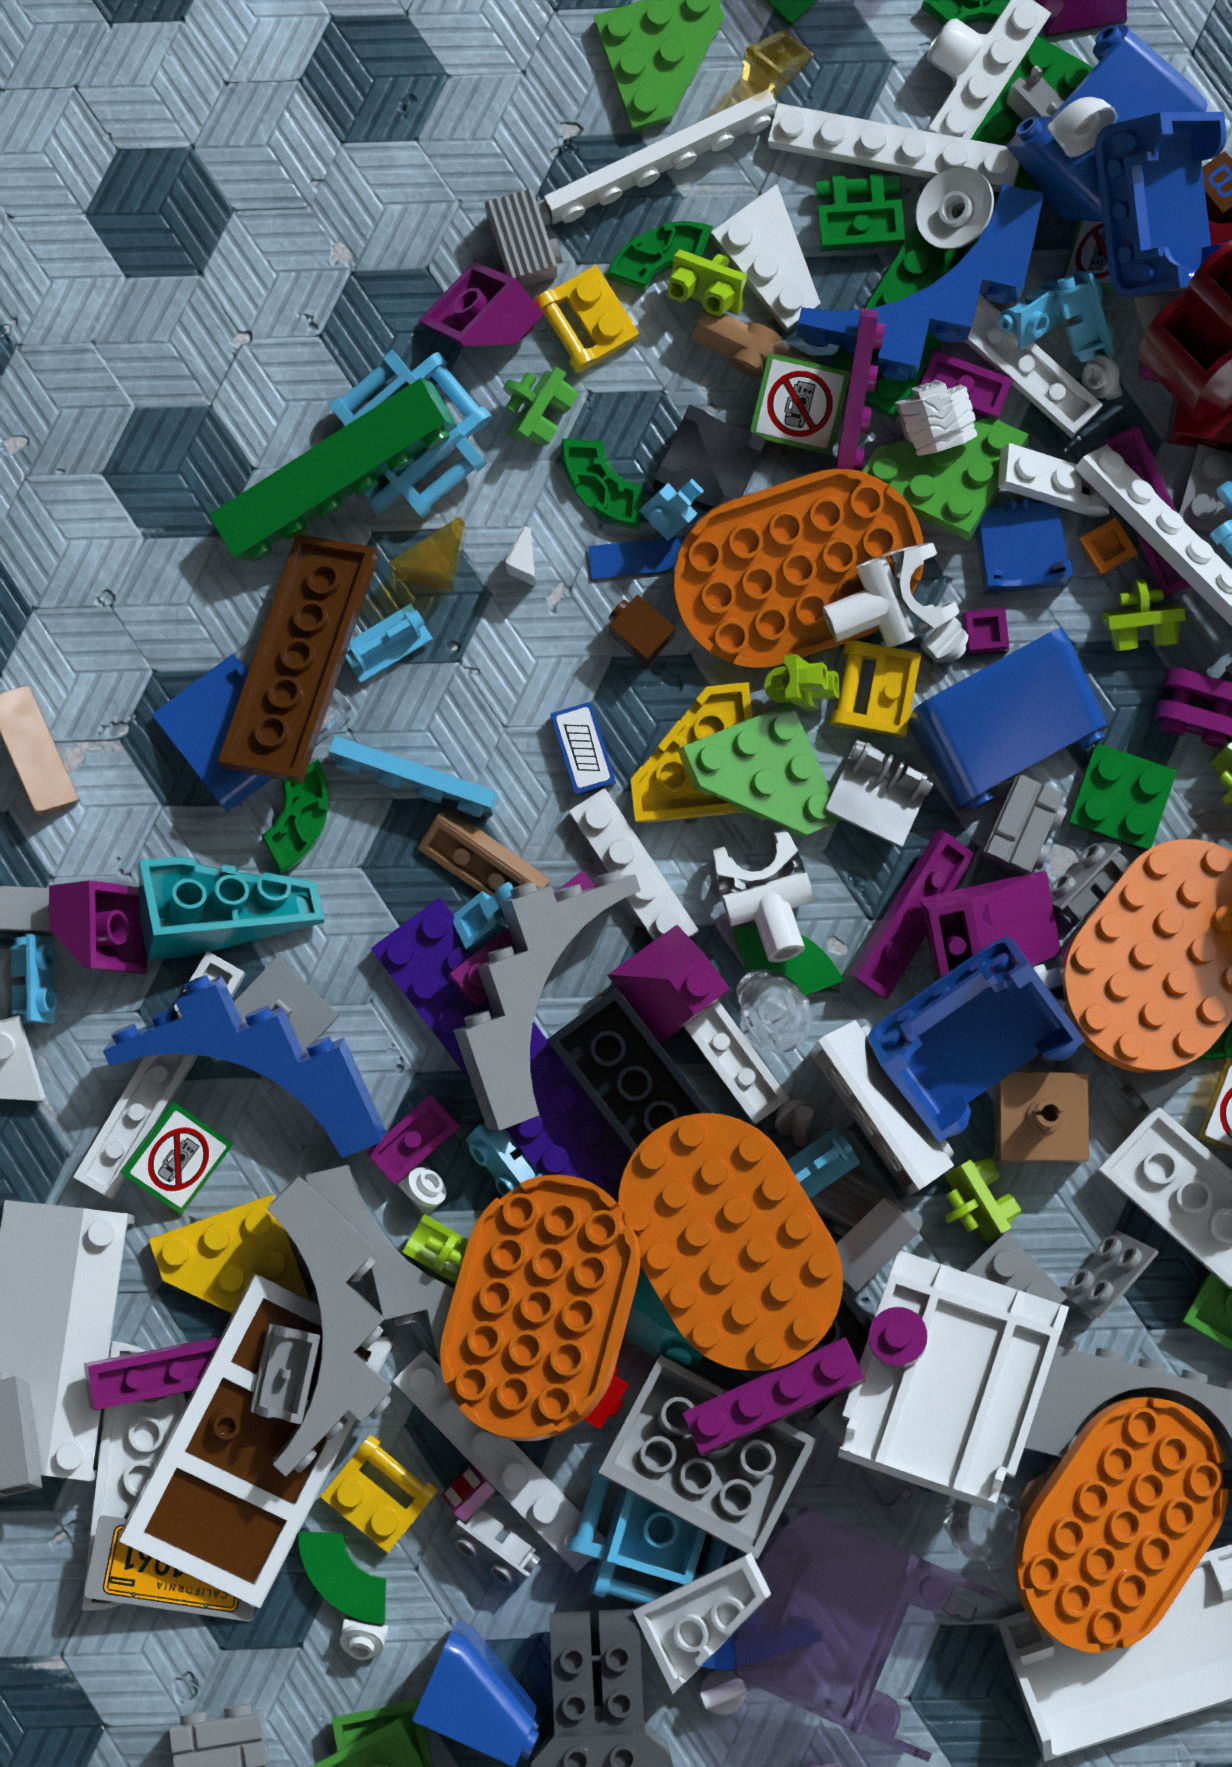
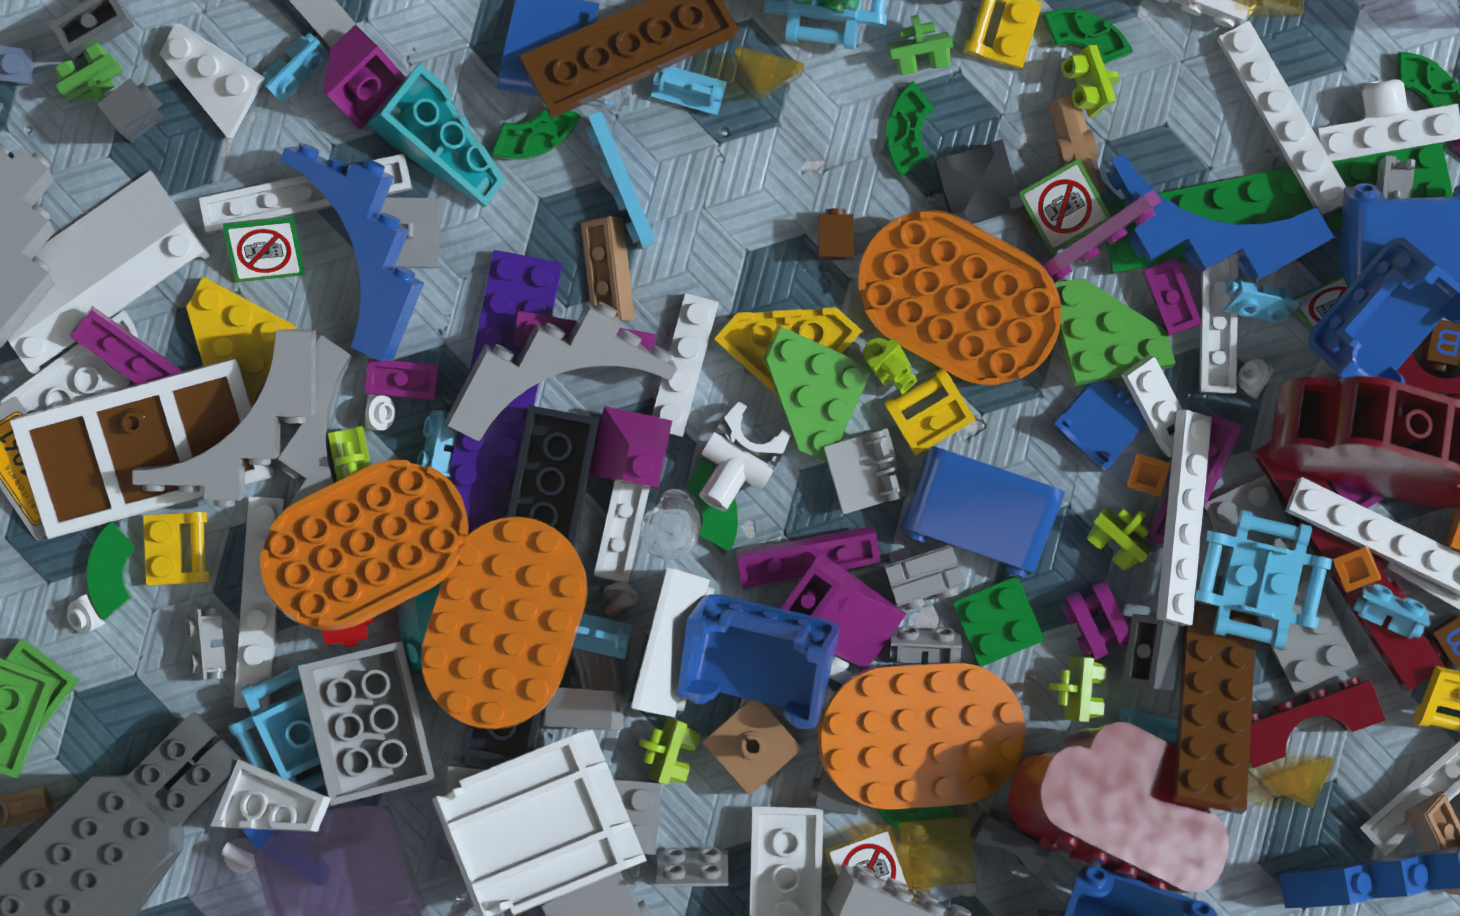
camera: 50 degrees right, 5 degrees up
(284, 1373) = (193, 428): light grey hinge -> none
(468, 1493) = (222, 600): magenta tile -> none
(478, 1700) = (103, 713): blue windscreen -> none
(482, 918) = (569, 300): medium azure plate -> none
(520, 559) = (815, 123): white slope -> none
(583, 748) = (731, 267): tile -> none
(634, 557) = (879, 190): blue piece -> none
(671, 510) = (925, 187): medium azure plate -> none
(765, 248) = (1144, 104): white wing -> none
(773, 1396) = (435, 730): magenta plate -> none
(862, 223) = (1217, 140): green plate -> none
(887, 600) = (987, 369): white connector -> none
(898, 1337) = (534, 773): magenta wheel -> none
(936, 417) = (1132, 298): white hair -> none
(944, 198) = (1276, 179): white dish -> none
(946, 642) = (998, 428): white plate -> none
(986, 631) = (1027, 447): magenta tile -> none
(1080, 123) = (1392, 221): white hat -> none
(1083, 297) = (1290, 321): medium azure hinge -> none

